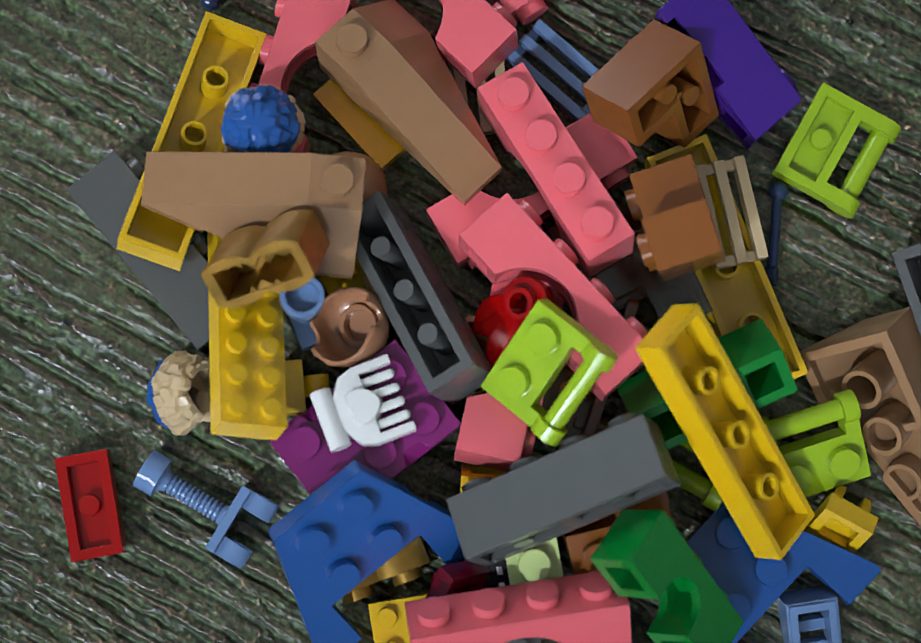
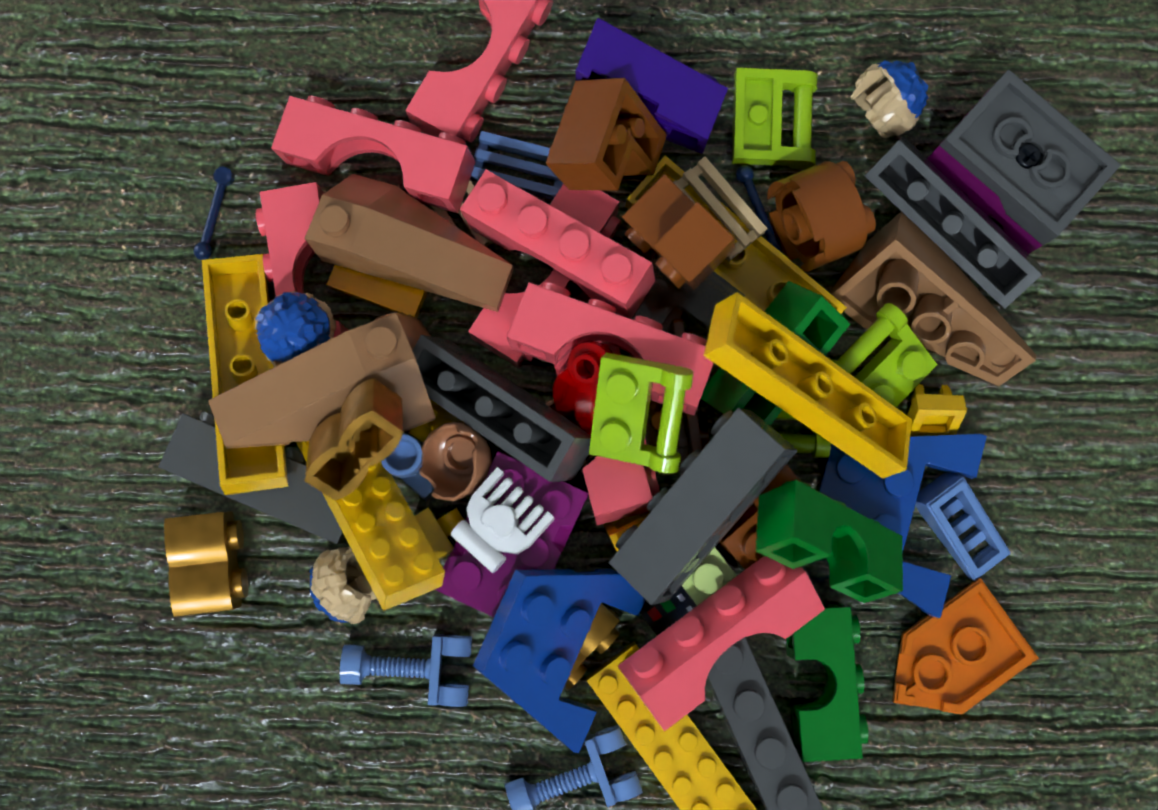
camera: 30 degrees left, 0 degrees up
(62, 303) = (204, 563): none -> pearl gold brick
(90, 505) = (314, 718): red plate -> none
(458, 578) = (650, 623): dark red plate -> none
(828, 269) = (820, 214): none -> dark orange brick

